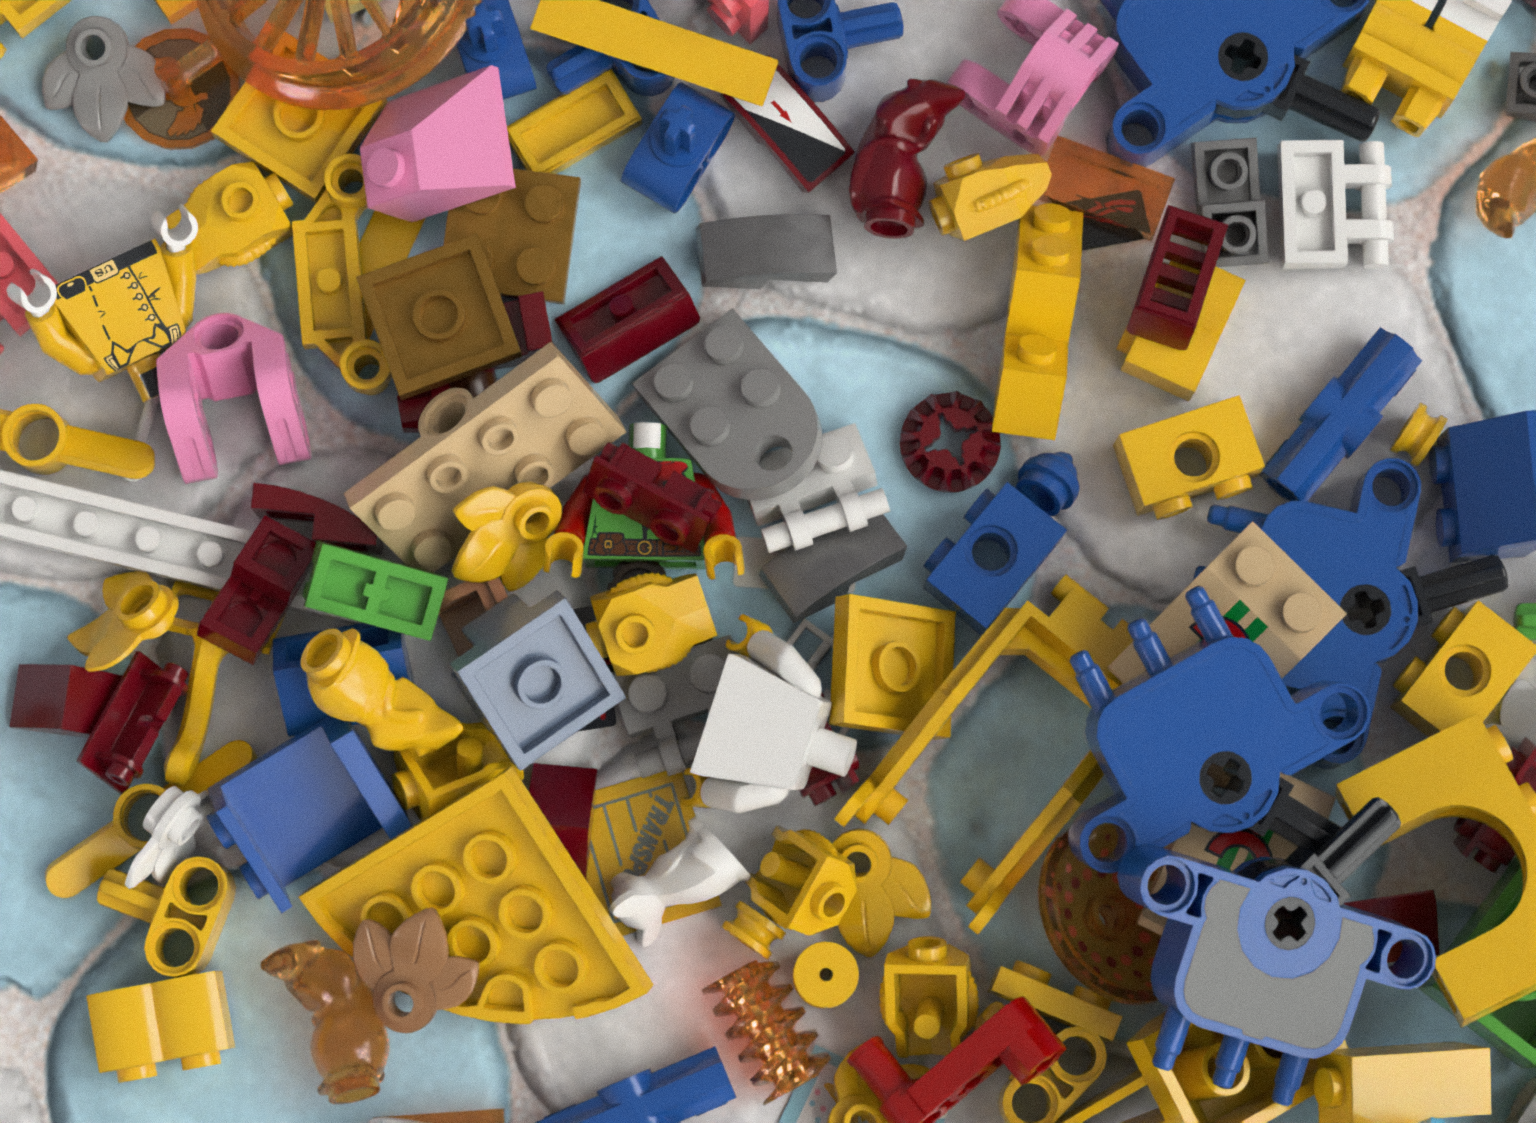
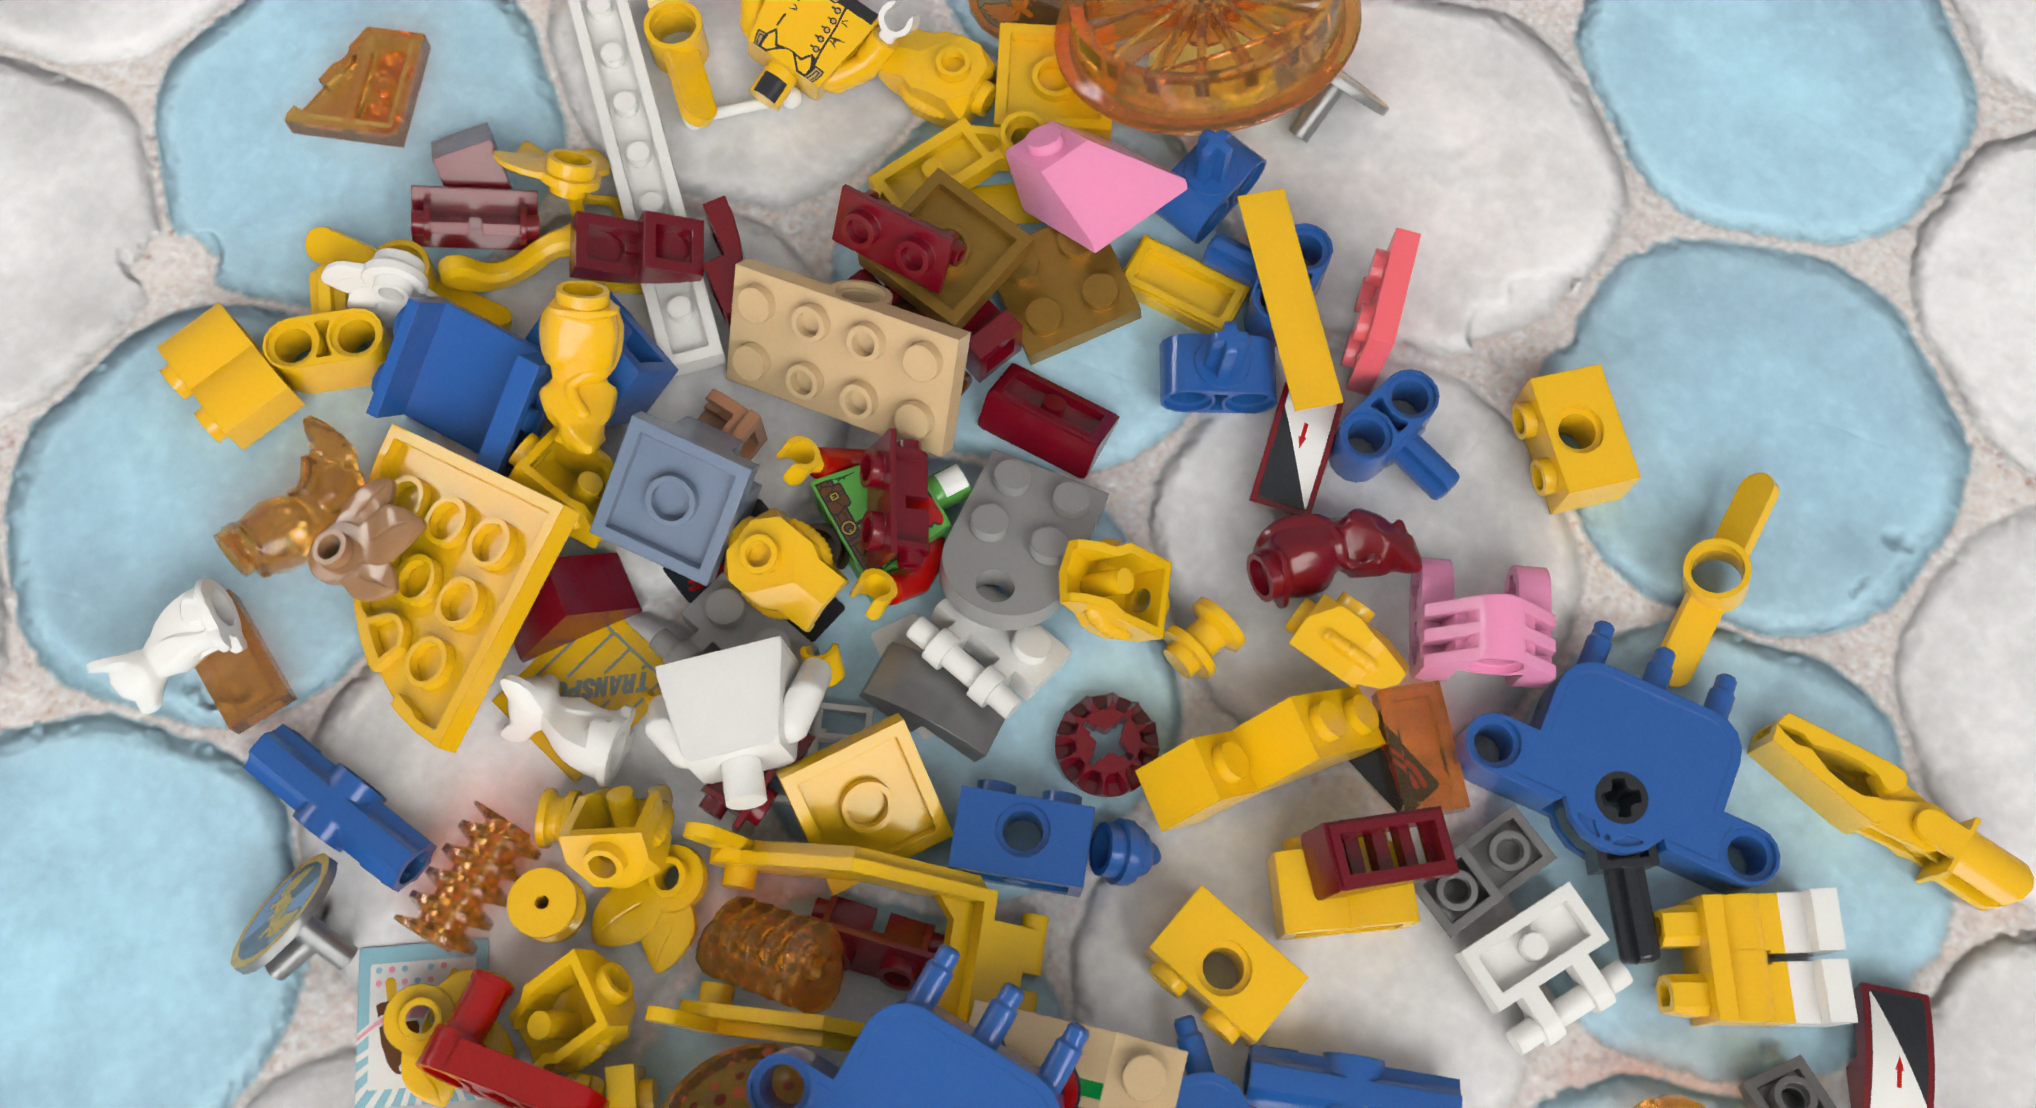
camera: 60 degrees right, 10 degrees down
(221, 361) = (815, 125): bright pink piece -> none
(374, 590) = (681, 326): bright green hinge -> none
(394, 365) = (895, 238): none -> dark red hinge
(502, 534) = (784, 399): yellow plate -> none
(765, 248) = (1178, 490): flat silver slope -> none
(822, 361) = (1109, 588): none -> yellow hand
(913, 320) = (1192, 648): none -> yellow wheel
(978, 808) = (773, 954): none -> clear orange piece
(1030, 710) = (890, 956): none -> dark red hinge

